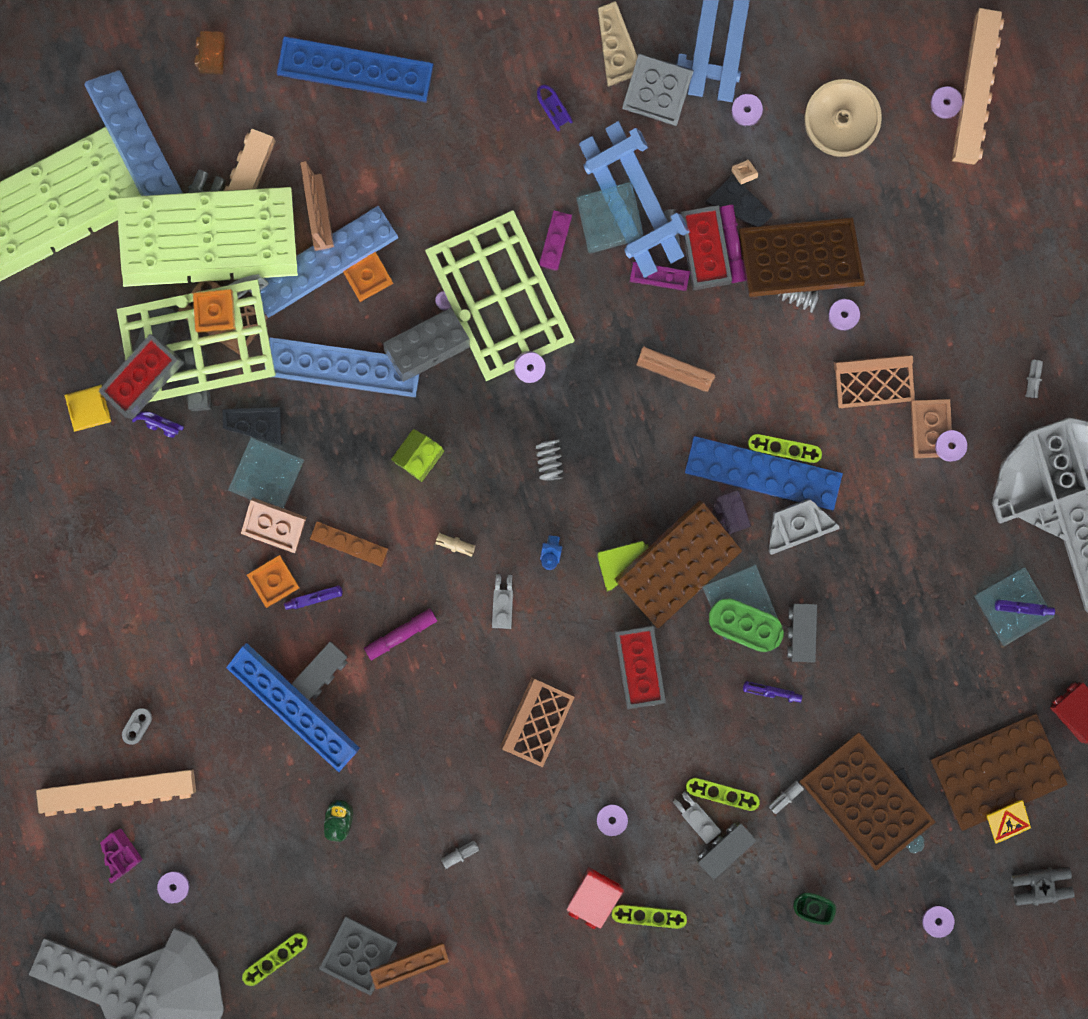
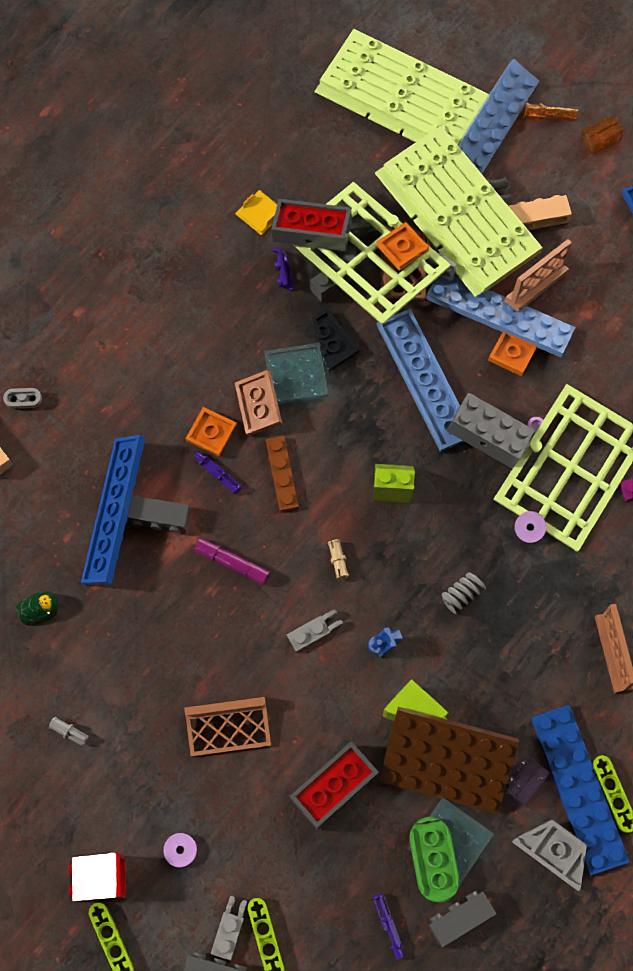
camera: 60 degrees right, 15 degrees down
(152, 91) = (547, 111): none -> clear orange pin

